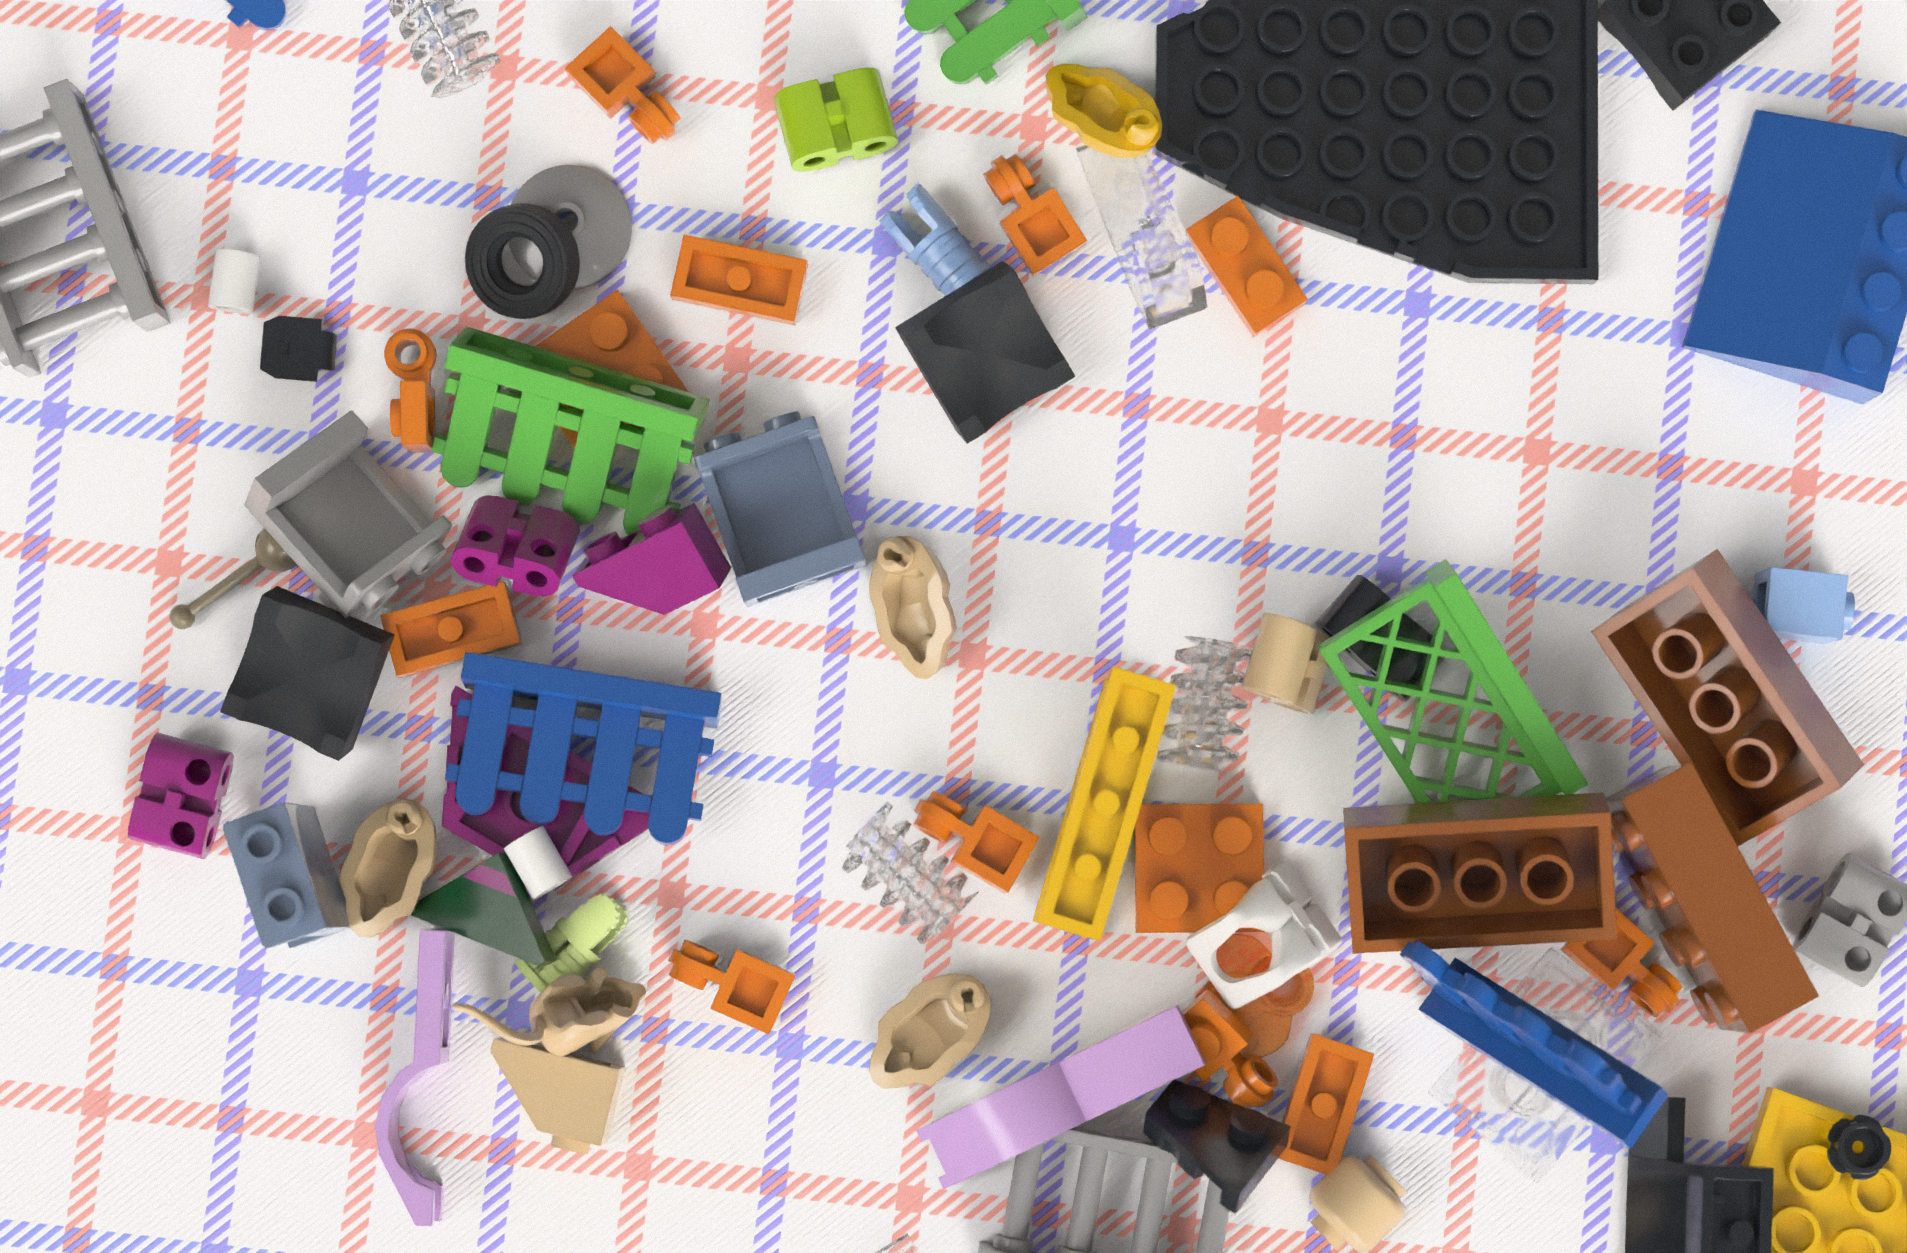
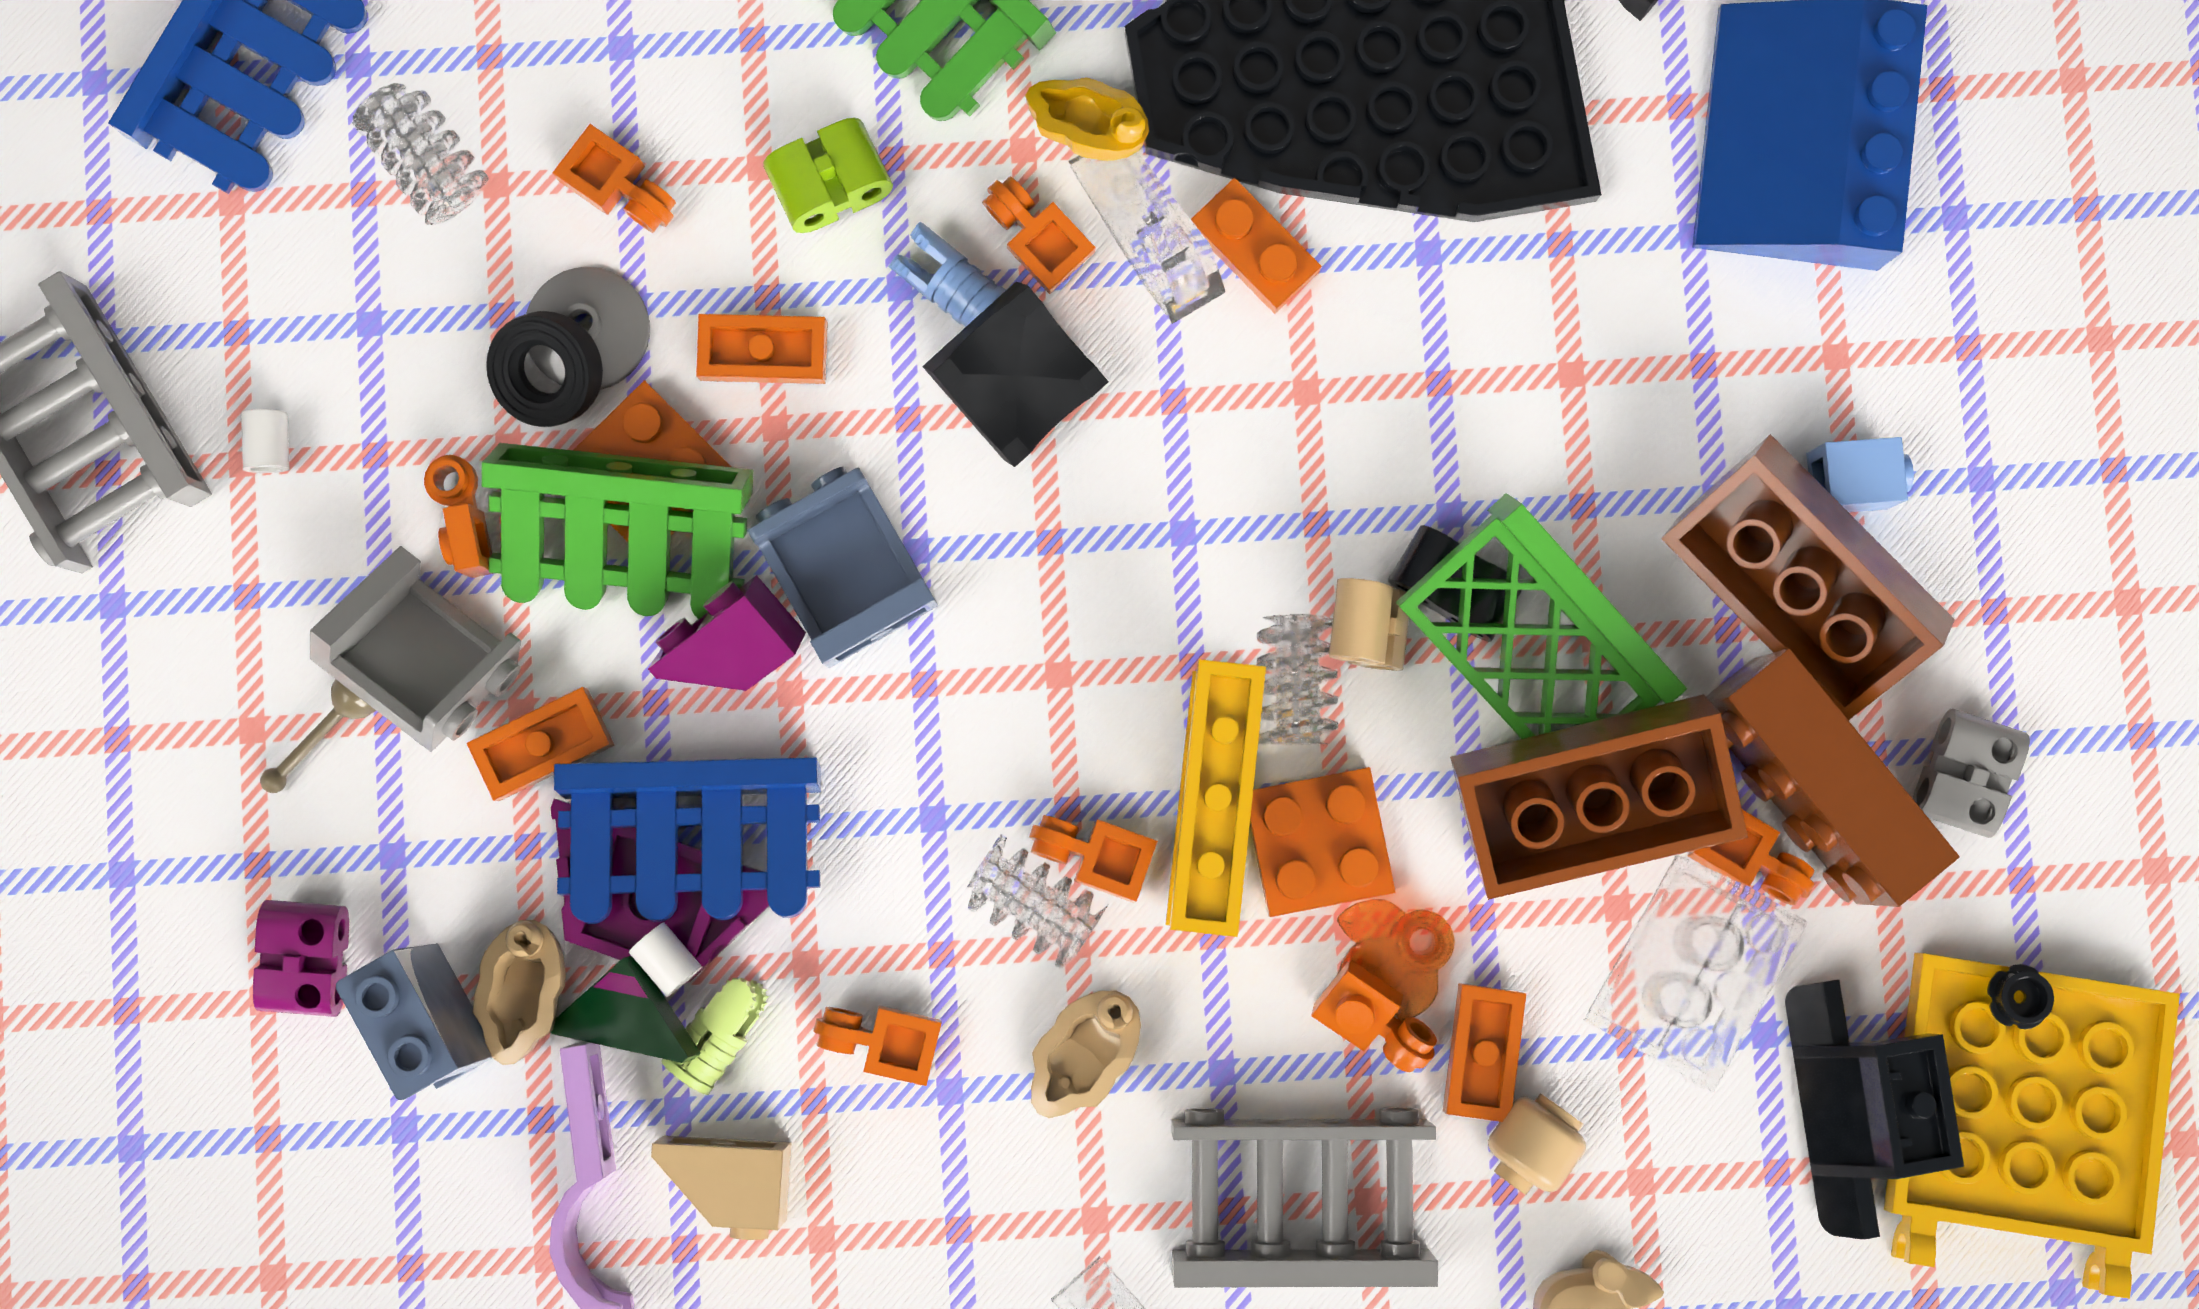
camera: 10 degrees left, 0 degrees up
(297, 348) = (338, 495): black piece -> none
(308, 672) = (403, 813): black brick -> none
(515, 545) = (588, 650): magenta piece -> none
(572, 1013) = (724, 1103): tan animal -> none
(912, 604) = (990, 635): tan arm -> none
(1063, 1096) = (1228, 1093): lavender piece -> none
(1216, 1139) = (1387, 1109): black wing -> none
(1297, 929) = (1405, 867): white piece -> none
(1536, 1047) = (1689, 959): blue fence -> none

